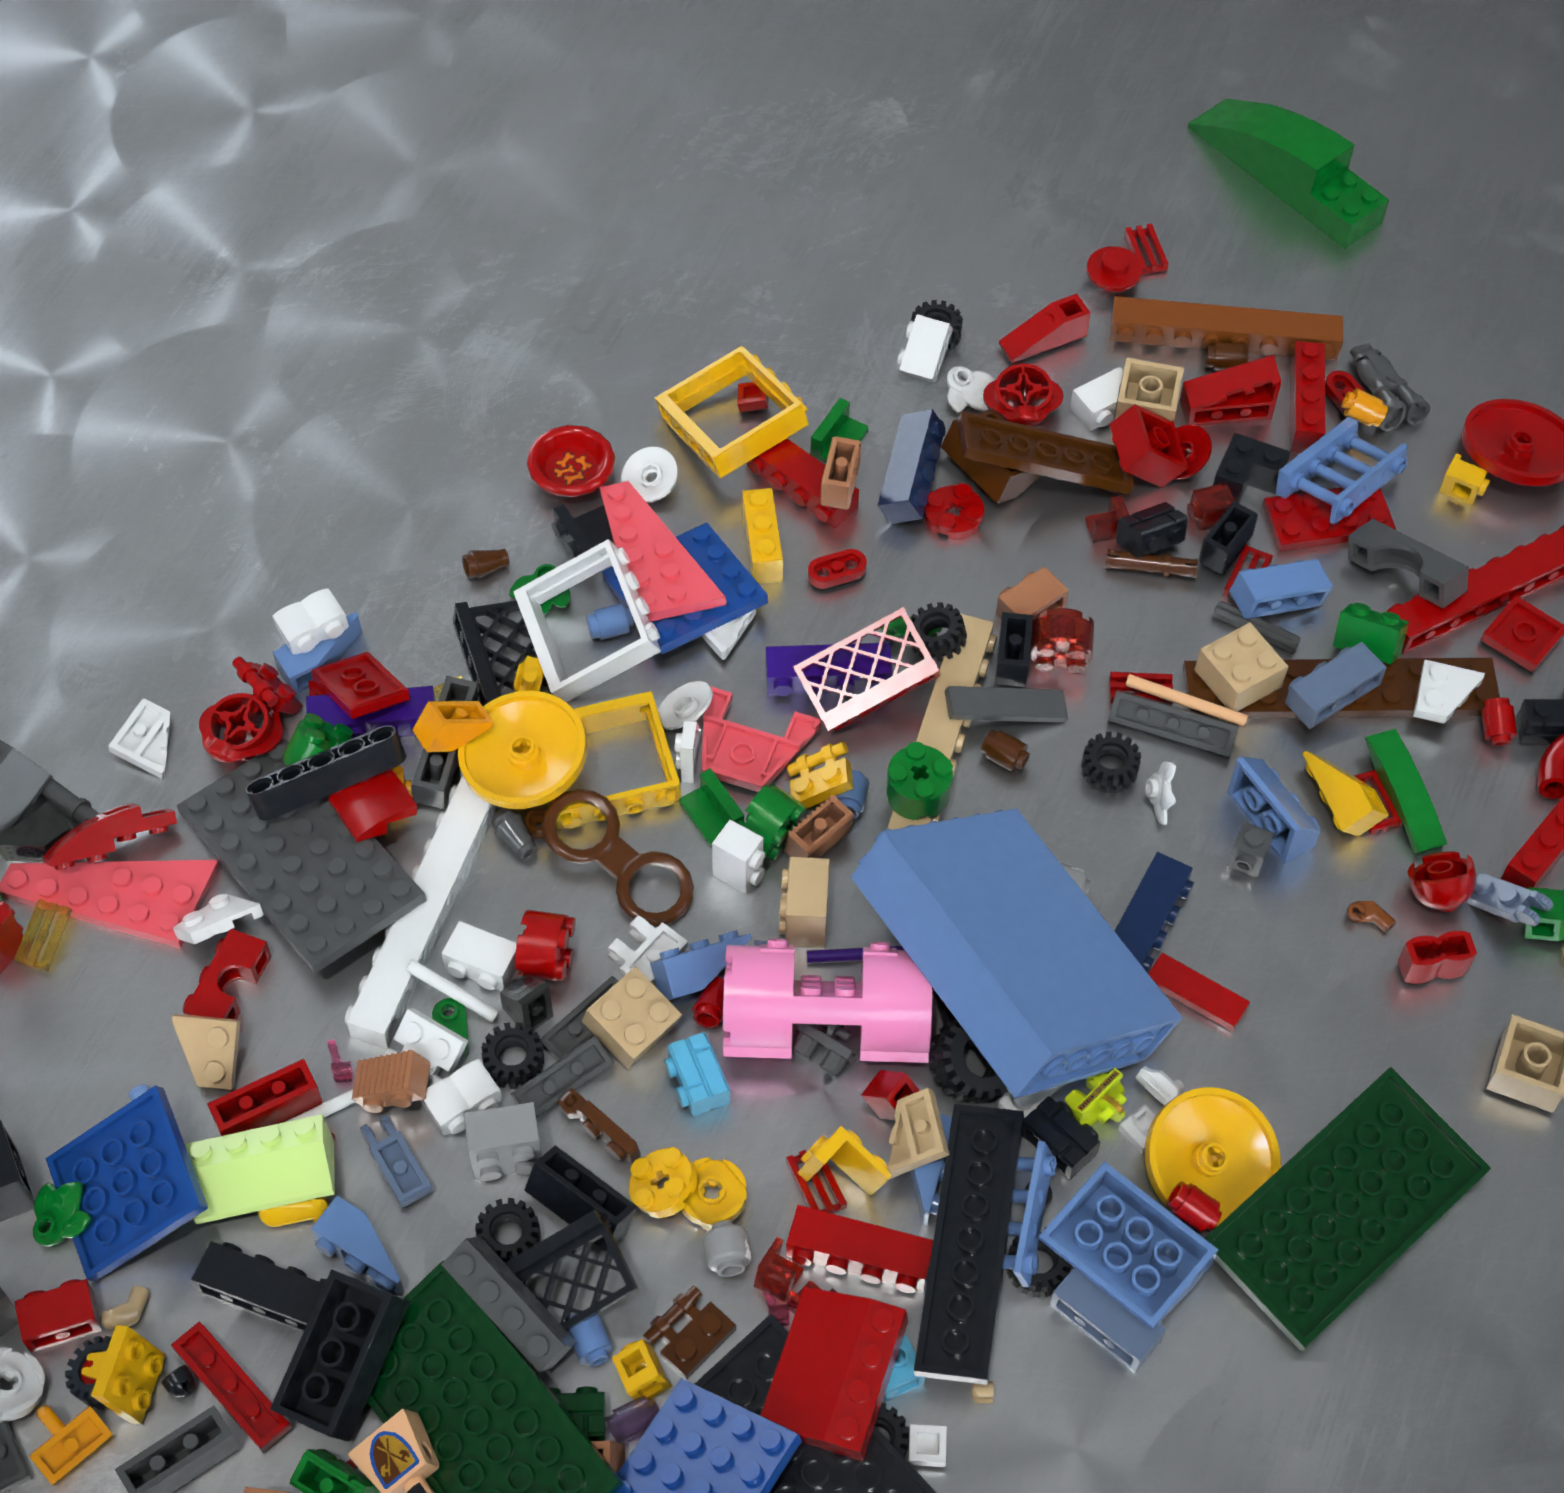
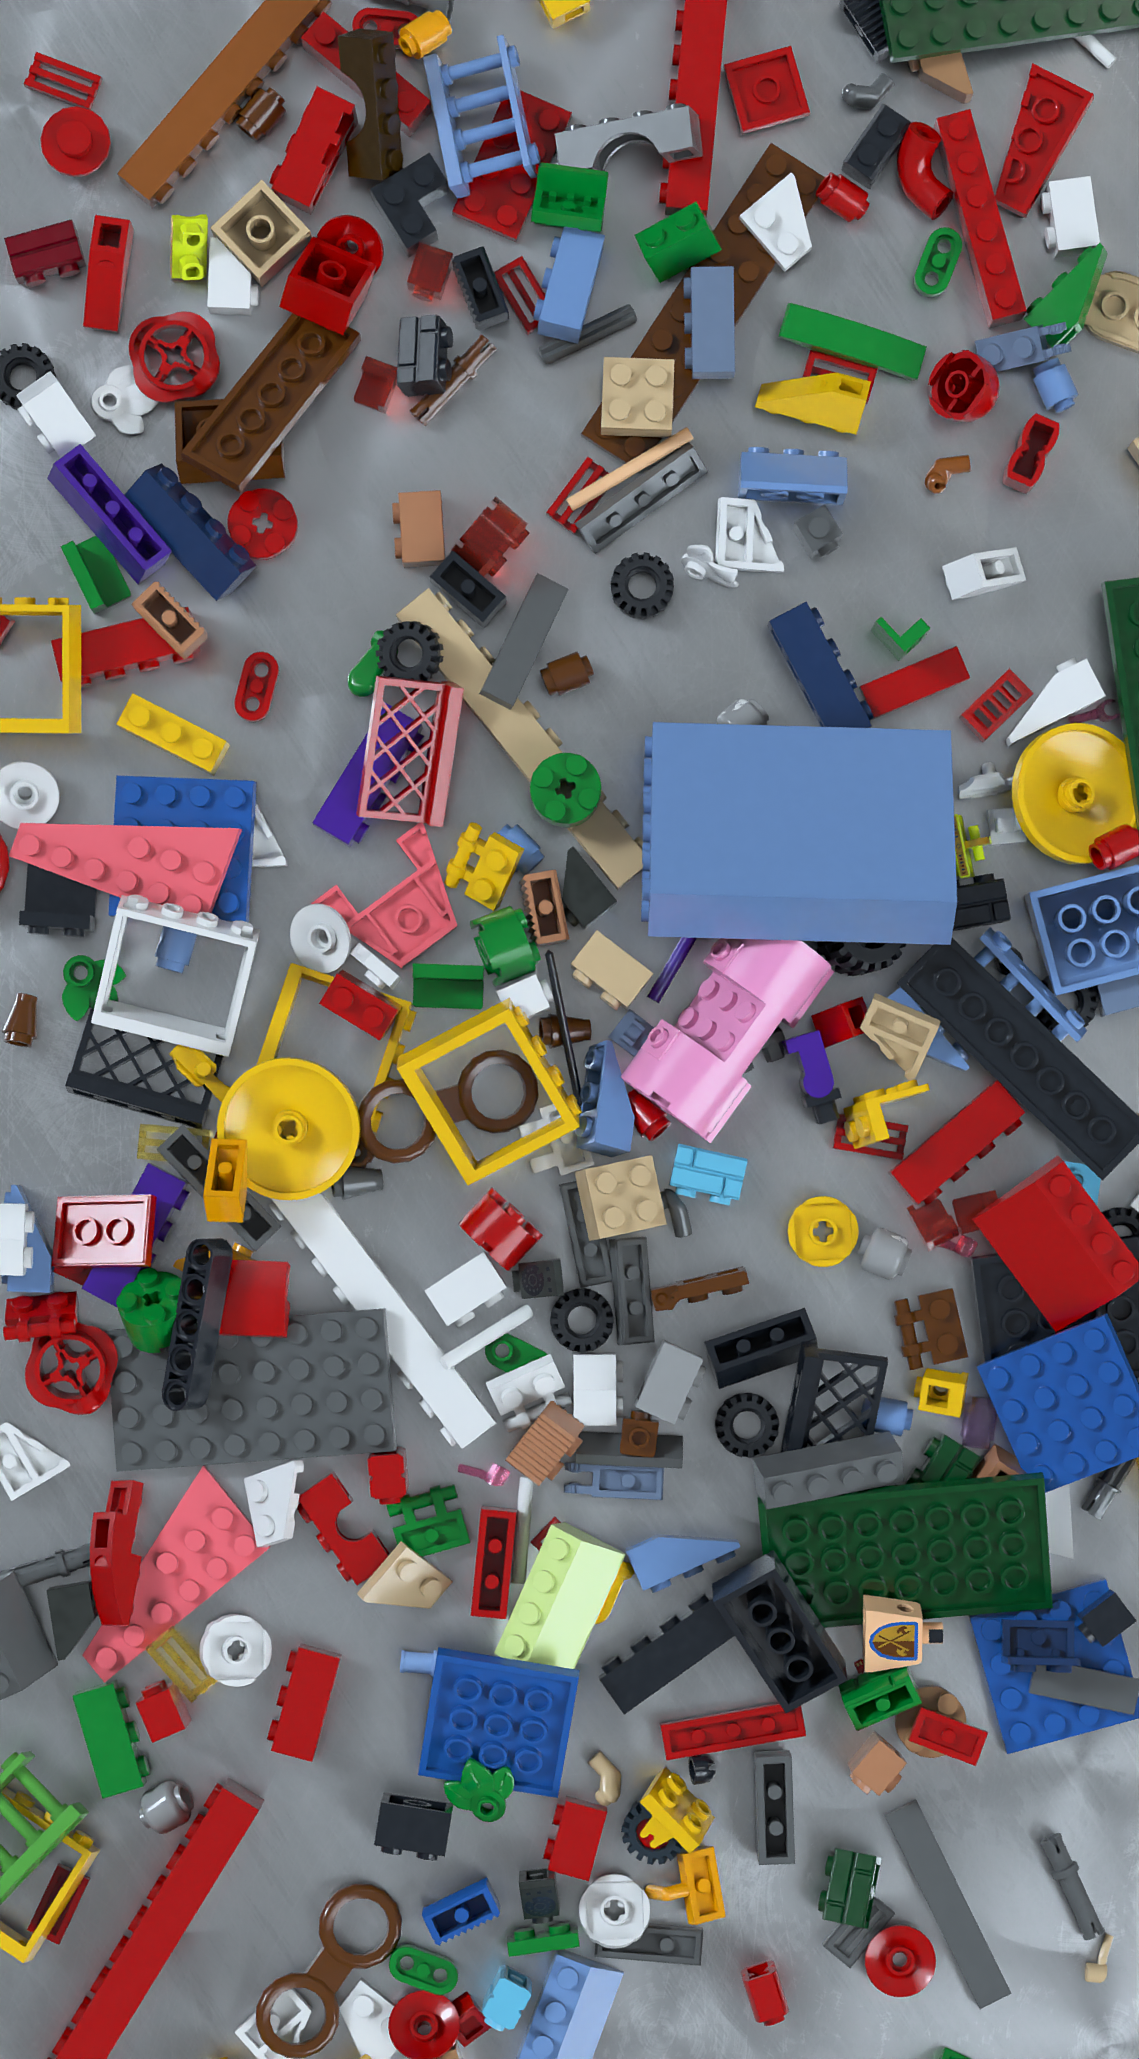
camera: 55 degrees left, 30 degrees up
(57, 957) = (219, 1637): none -> white plate
(61, 1039) = (304, 1702): none -> red brick
(262, 1049) = (432, 1533): none -> green plate
(291, 980) = (388, 1475): none -> red brick
(427, 1154) = (604, 1449): none -> dark grey tile
(444, 1146) = (639, 1434): none -> reddish brown bracket
(606, 841) = (410, 1069): none -> yellow window
(650, 1170) = (774, 1280): yellow plate -> none
(651, 1071) = (678, 1213): none -> dark grey arm
(652, 743) = (360, 1004): none -> red brick
(735, 905) = (550, 1031): none -> reddish brown cone
(739, 894) = (563, 1024): none -> black axle
(834, 1096) = (816, 1075): none -> dark purple hips
(847, 852) = (584, 892): none -> pearl dark grey slope
(886, 413) = (109, 514): none -> dark purple brick
(1025, 291) = (45, 253): none -> dark red brick
(1103, 359) = (189, 247): none -> neon yellow hips
(1202, 808) = (743, 539): none -> white wing
(1219, 1046) = (976, 725): none -> red slope
(1225, 952) = (899, 645): none -> green panel
(1281, 1099) = (1063, 696): none -> white slope
(1287, 1141) = (1094, 714): none -> clear pink hand
(1315, 373) = (370, 62): none -> dark brown arch
(1321, 984) = (983, 572): none -> white slope
(1339, 550) = (570, 197): none -> green bracket
(1501, 947) = (1055, 385): none -> medium blue brick
(1510, 813) = (938, 263): none -> green plate

